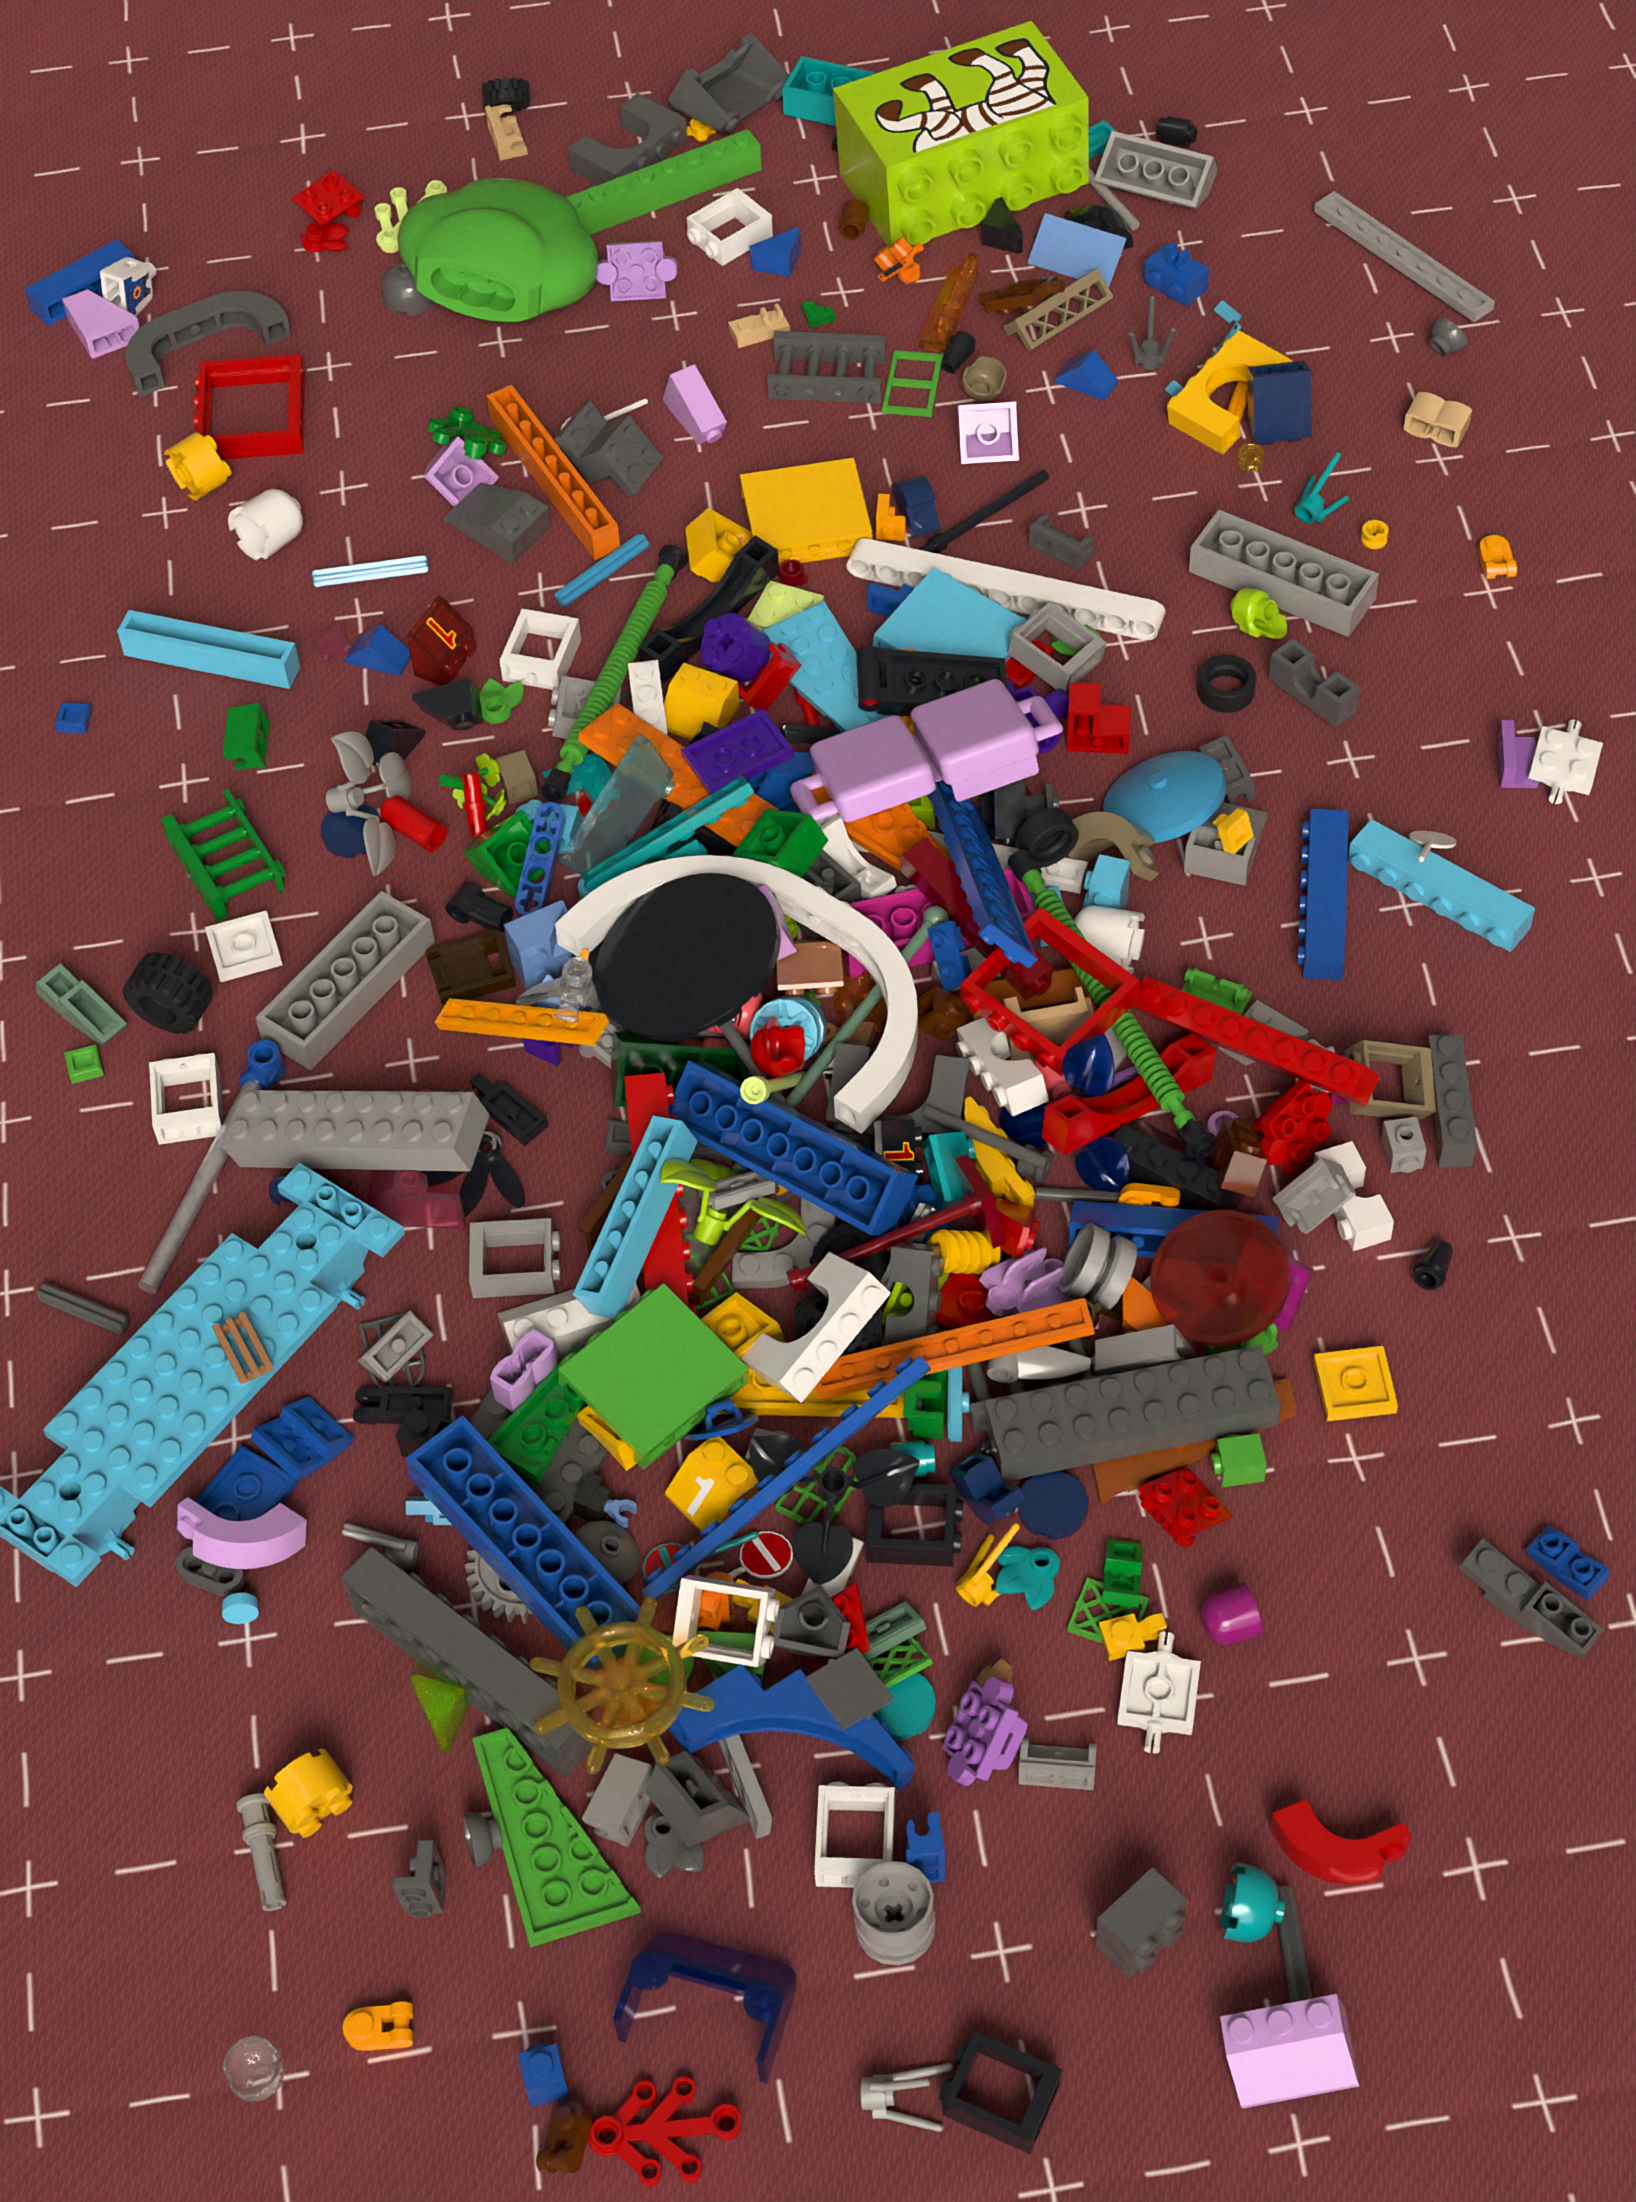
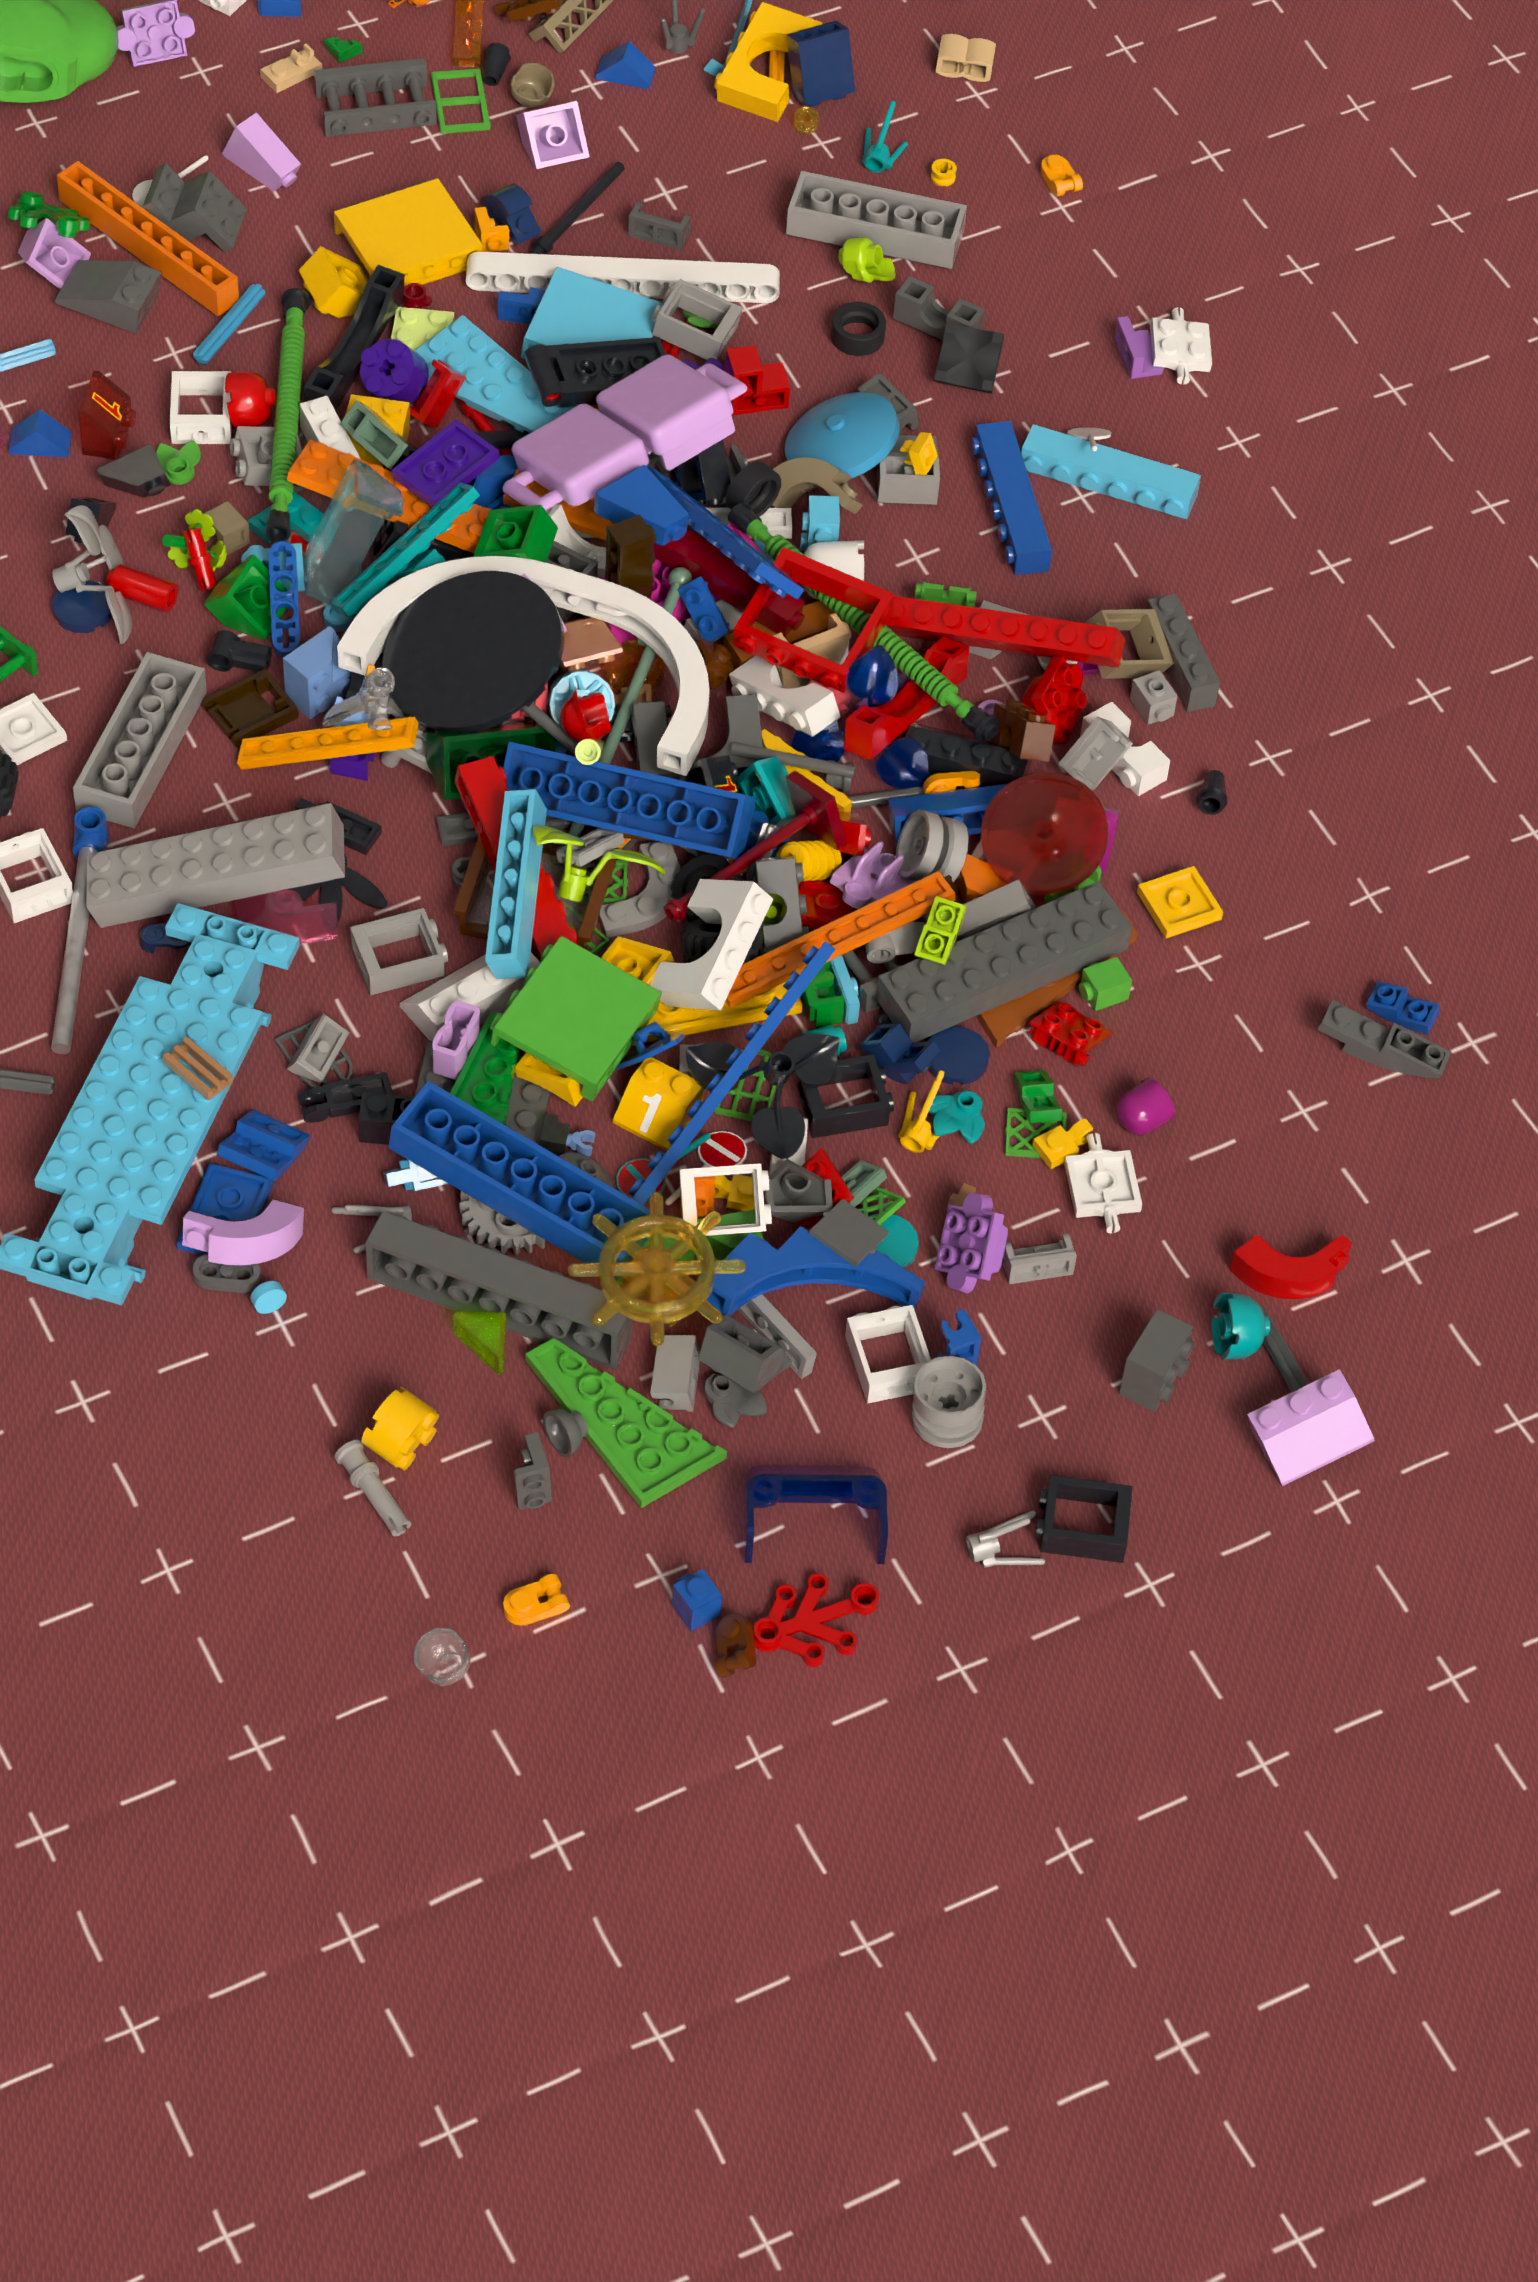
camera: 25 degrees left, 0 degrees up
(582, 649) = (249, 398): none -> red cylinder
(684, 707) = (374, 434): none -> sand green slope
(881, 888) = (630, 555): none -> dark brown brick
(910, 836) = (644, 496): none -> blue slope
(1064, 1367) = (940, 930): none -> lime slope
(1328, 735) = (969, 358): none -> black brick

